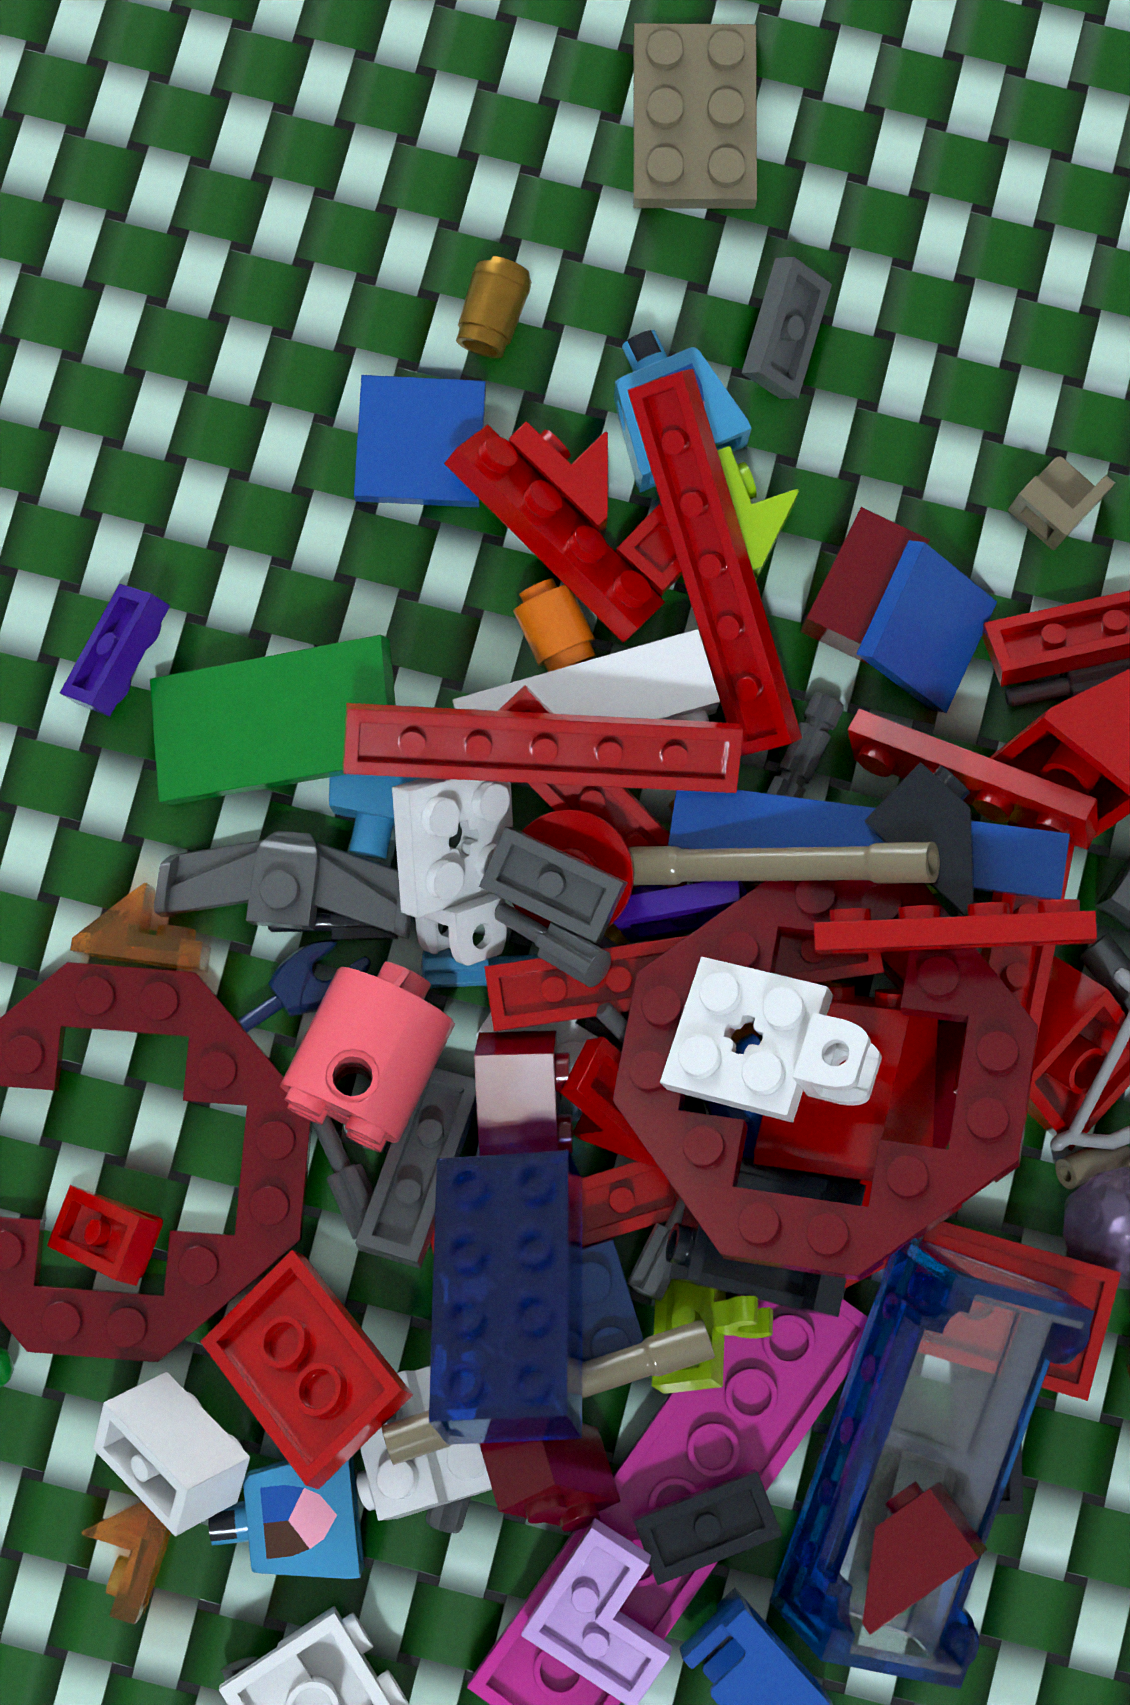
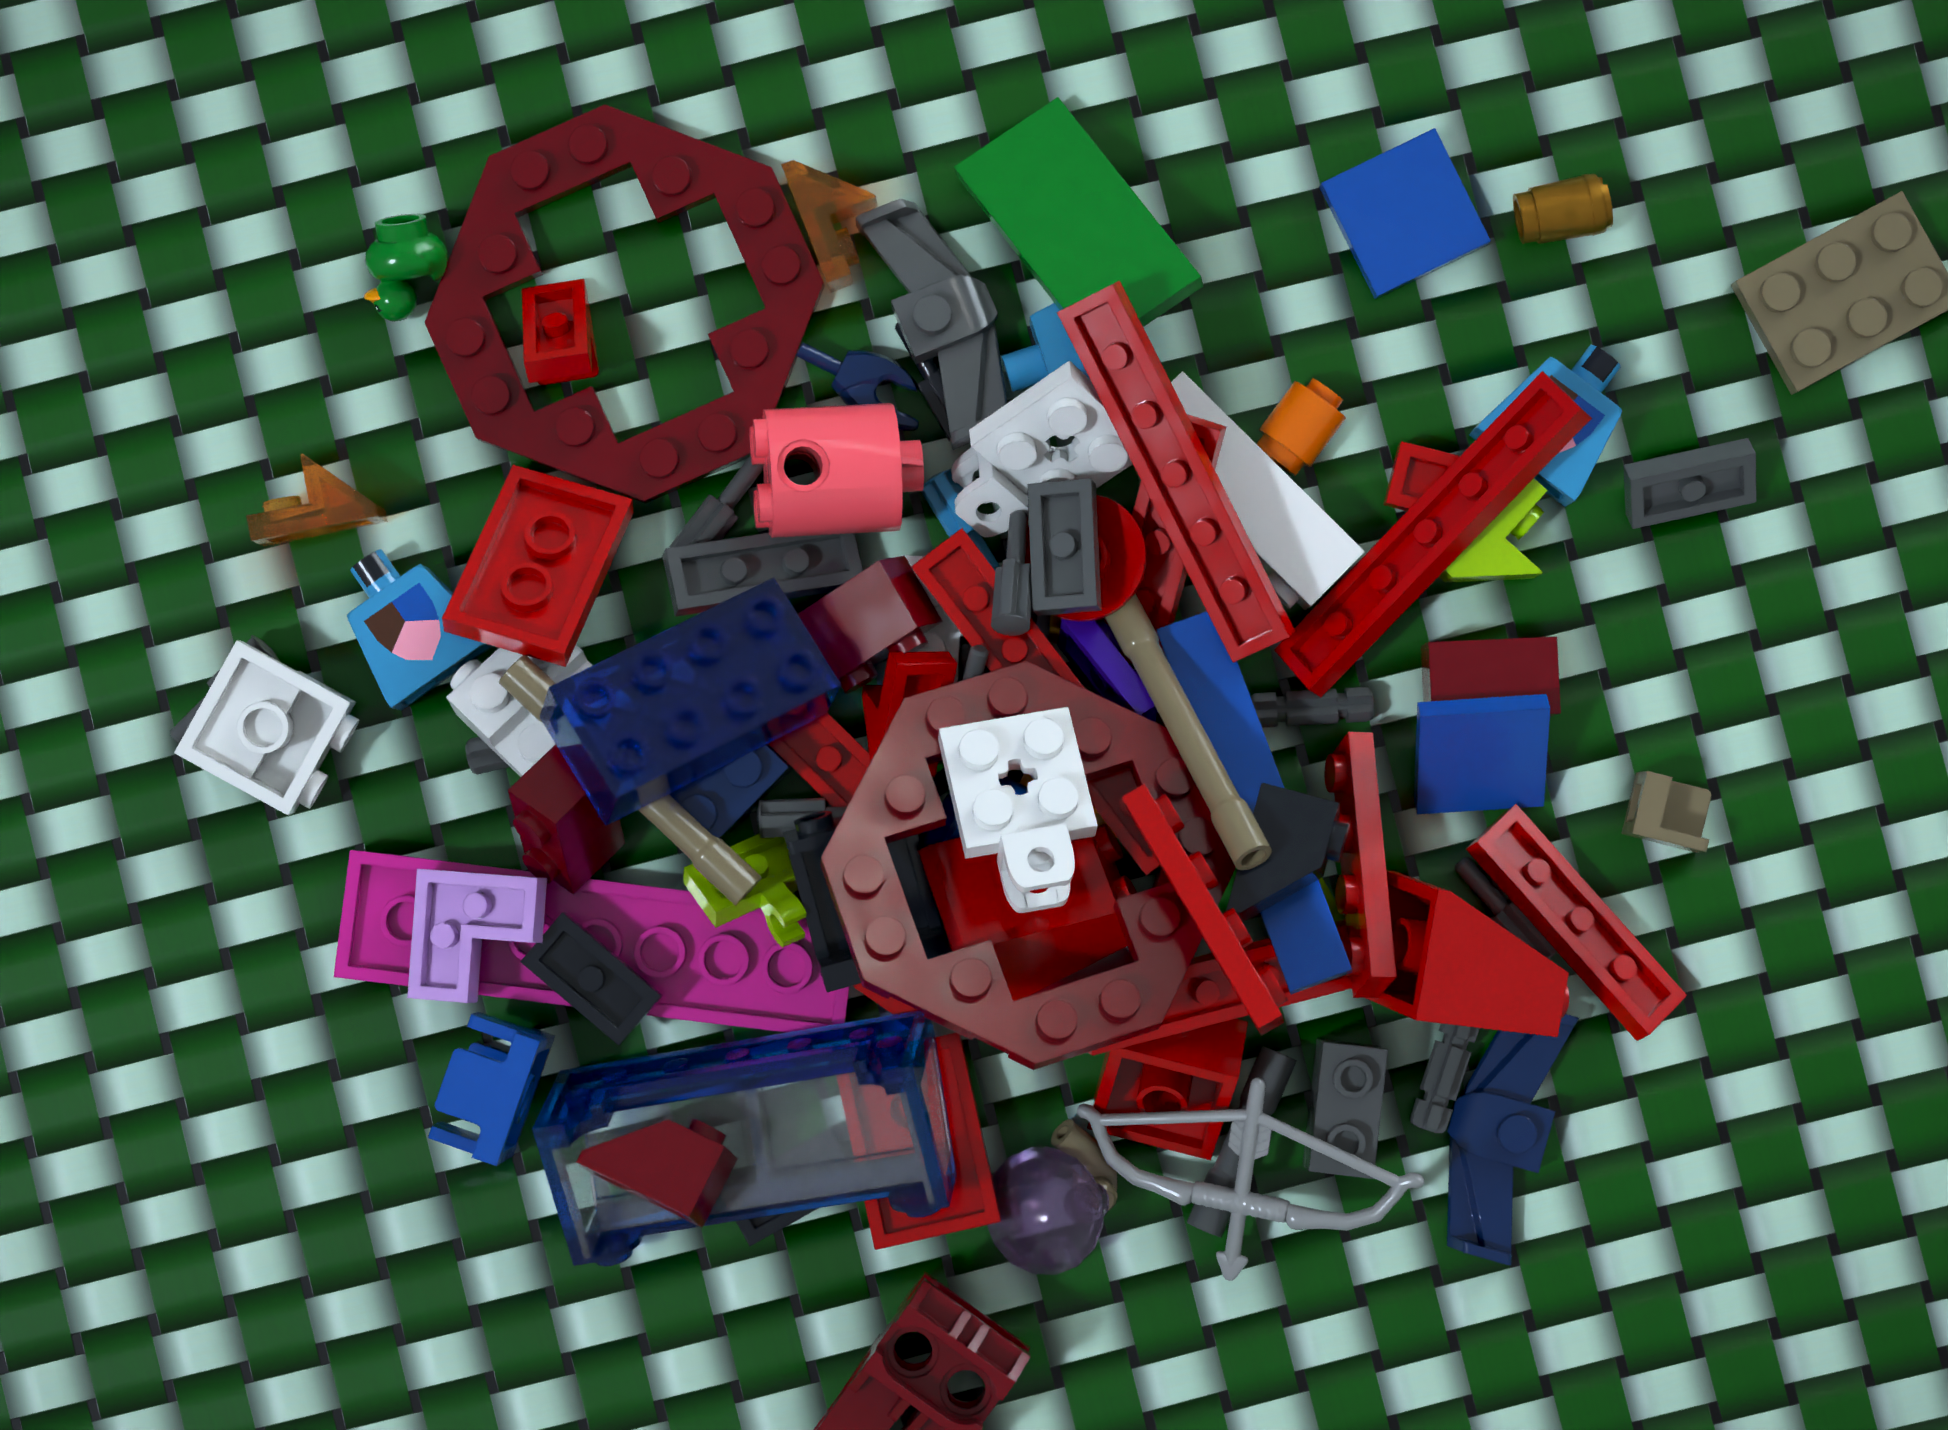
camera: 70 degrees right, 5 degrees up
(115, 649) = (1066, 52): dark purple plate -> none
(171, 1453) = (407, 491): white brick -> none
(554, 532) = (1384, 378): red plate -> none
(580, 484) = (1440, 378): red slope -> none

